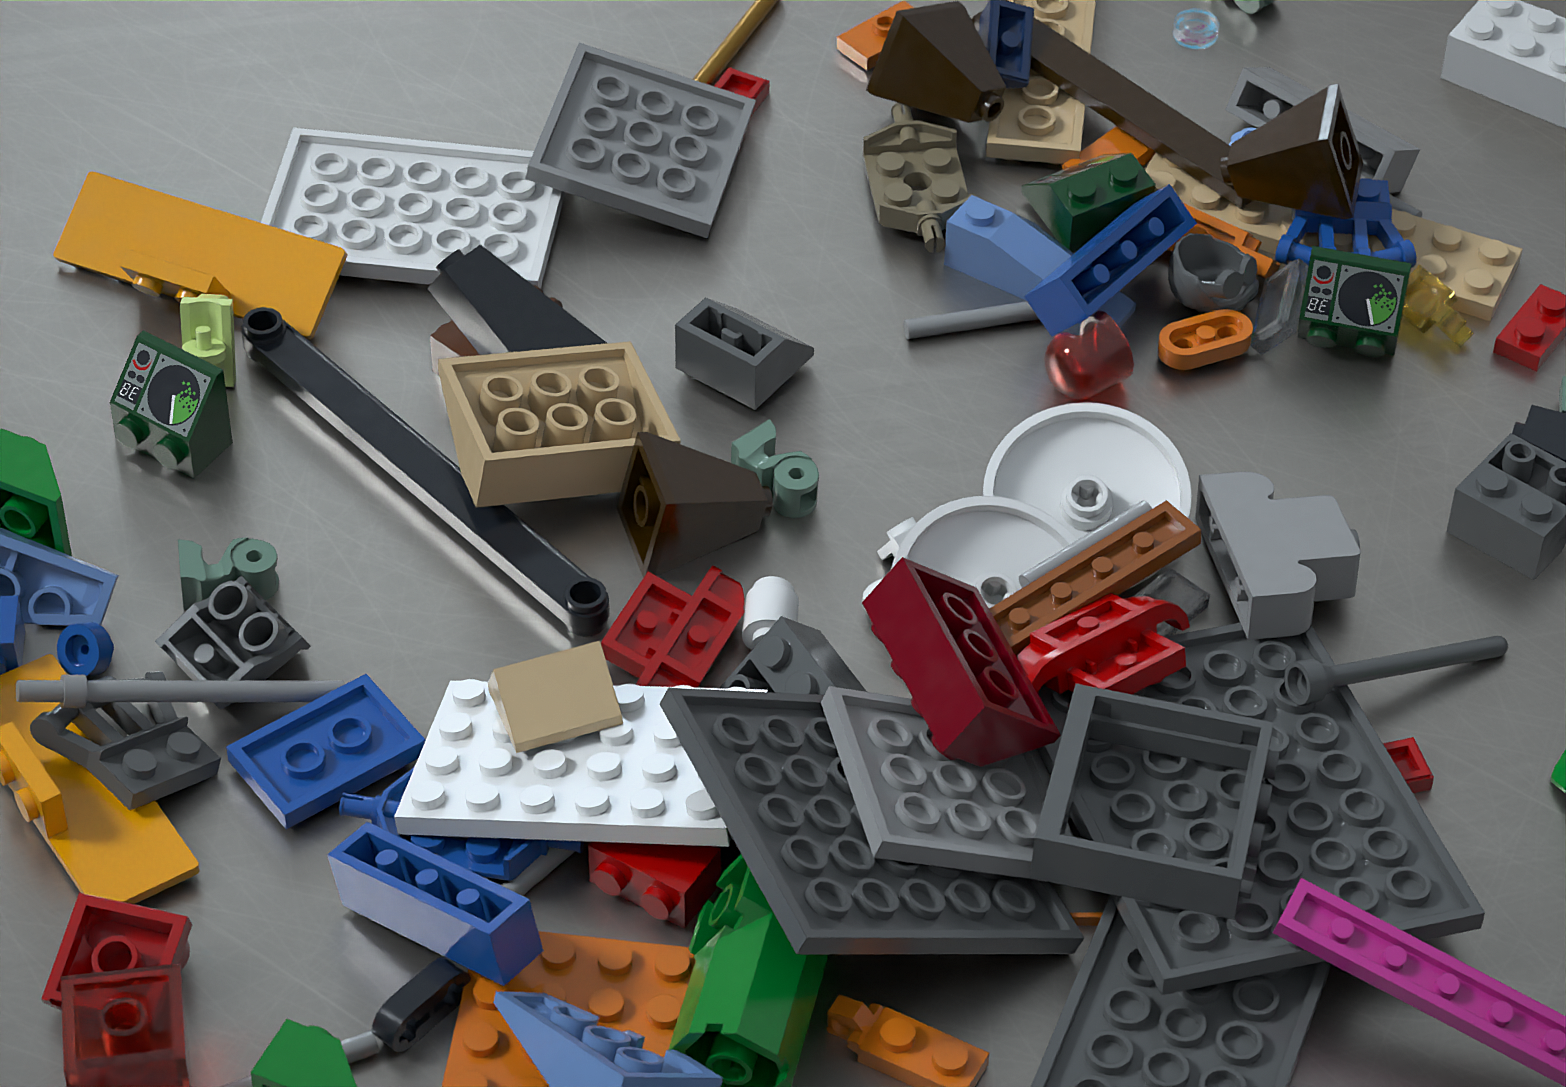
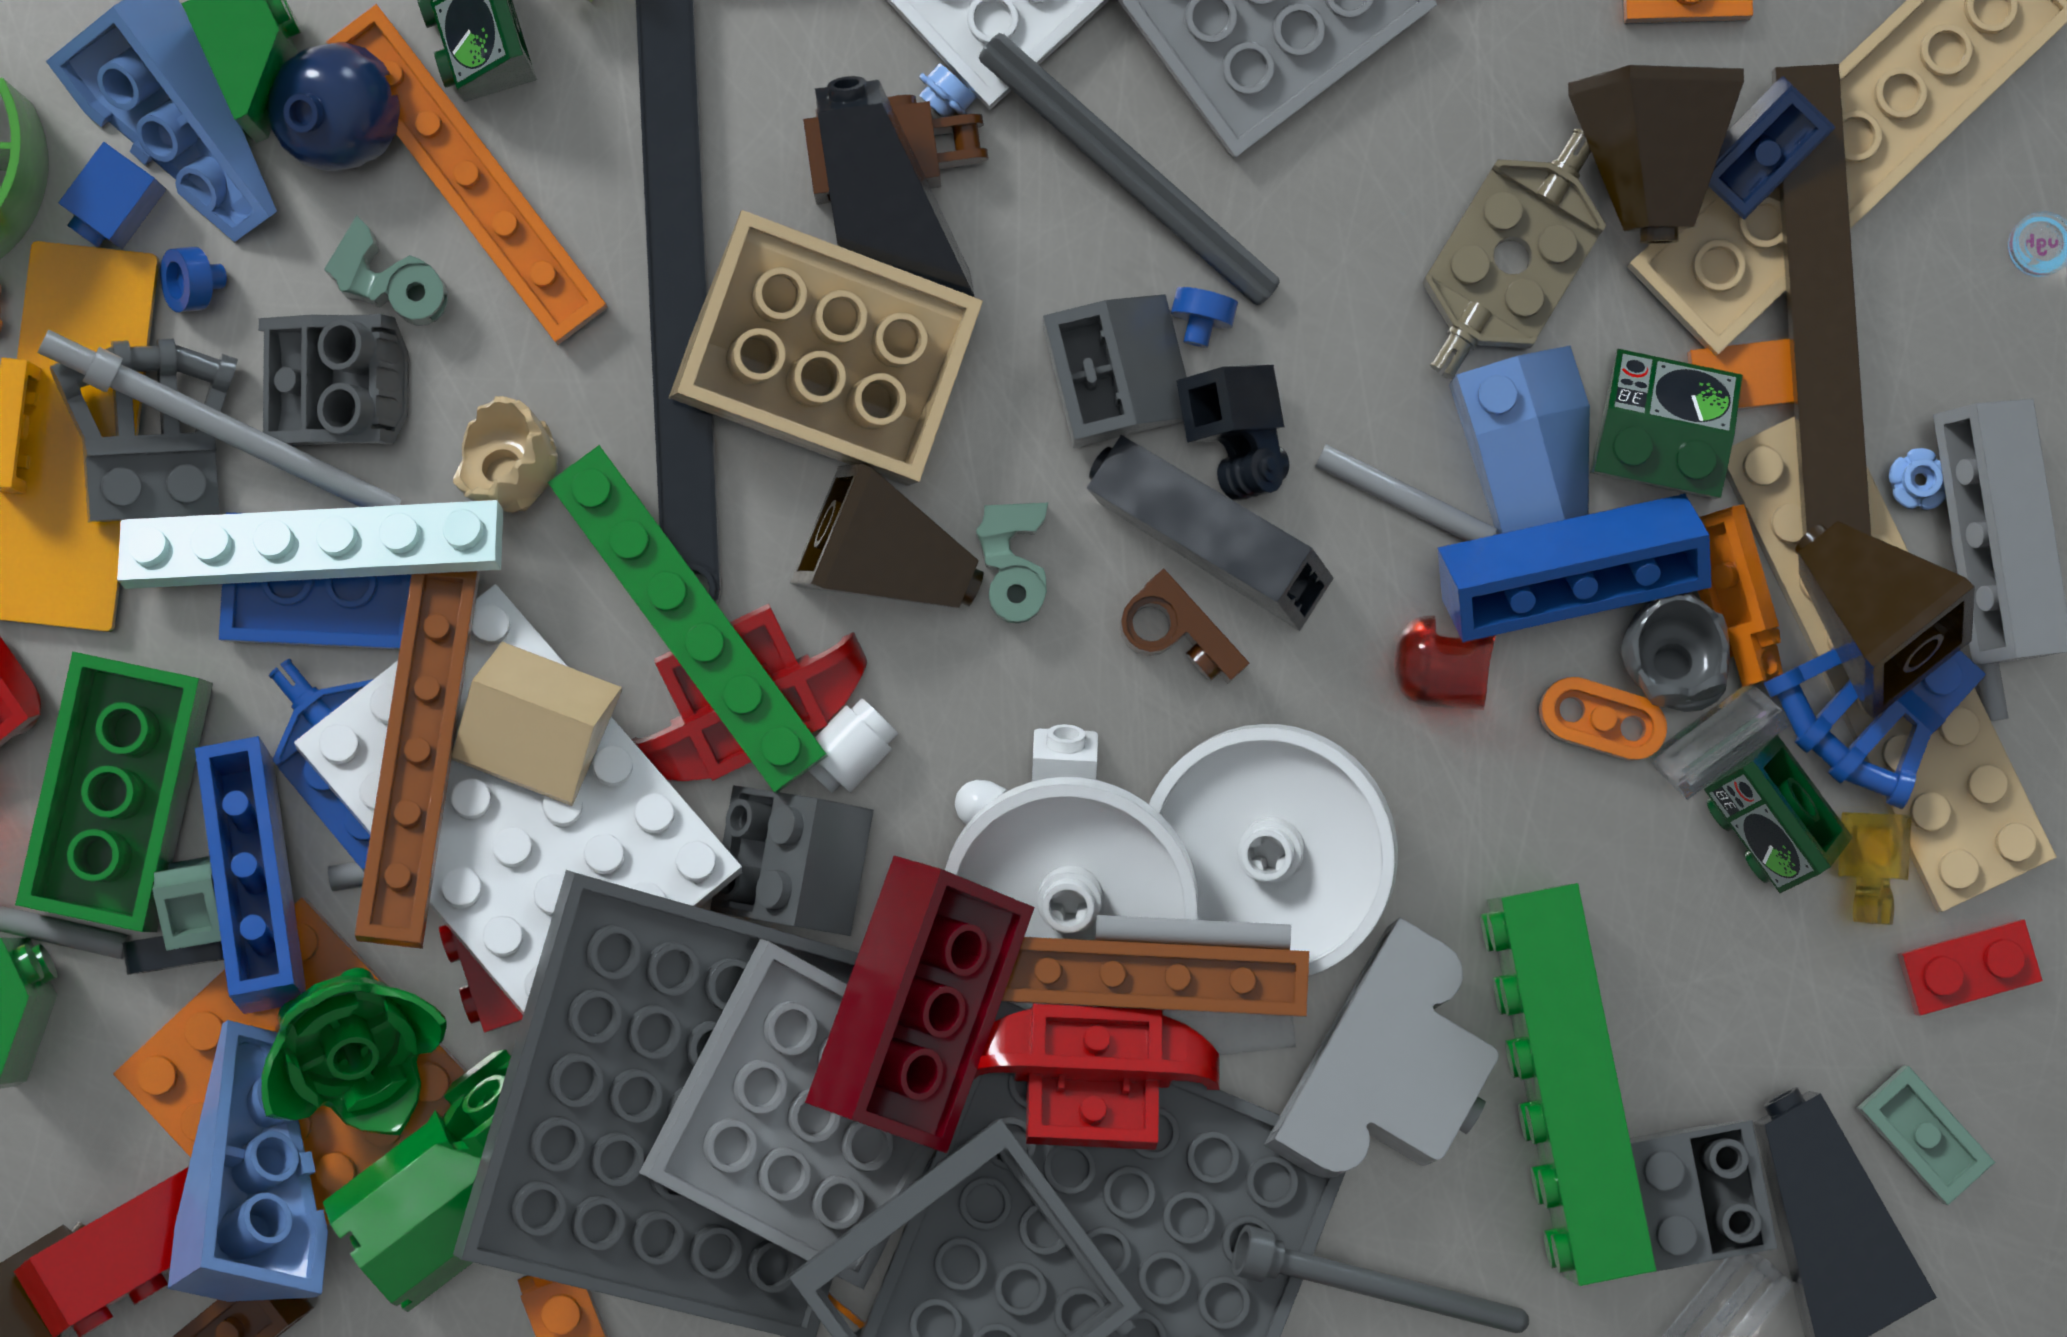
camera: 35 degrees right, 40 degrees up
(111, 504) = (333, 107): none -> dark blue cylinder
(232, 497) = (478, 185): none -> orange plate
(288, 930) = (113, 791): none -> green brick
(302, 710) = (311, 544): none -> light aqua plate
(395, 601) = (506, 455): none -> tan hair
(402, 943) = (187, 903): none -> sand green leg
(494, 751) = (417, 759): none -> dark orange plate
(599, 932) = (352, 1050): none -> green brick
(601, 599) = (687, 619): none -> green plate
(653, 261) = (1129, 169): none -> dark grey axle
(765, 297) = (1203, 312): none -> blue tile
(843, 327) = (1242, 413): none -> black brick
(884, 380) = (1210, 531): none -> black slope
(908, 435) = (1211, 648): none -> reddish brown plate
(1393, 487) = (1569, 1085): none -> green brick

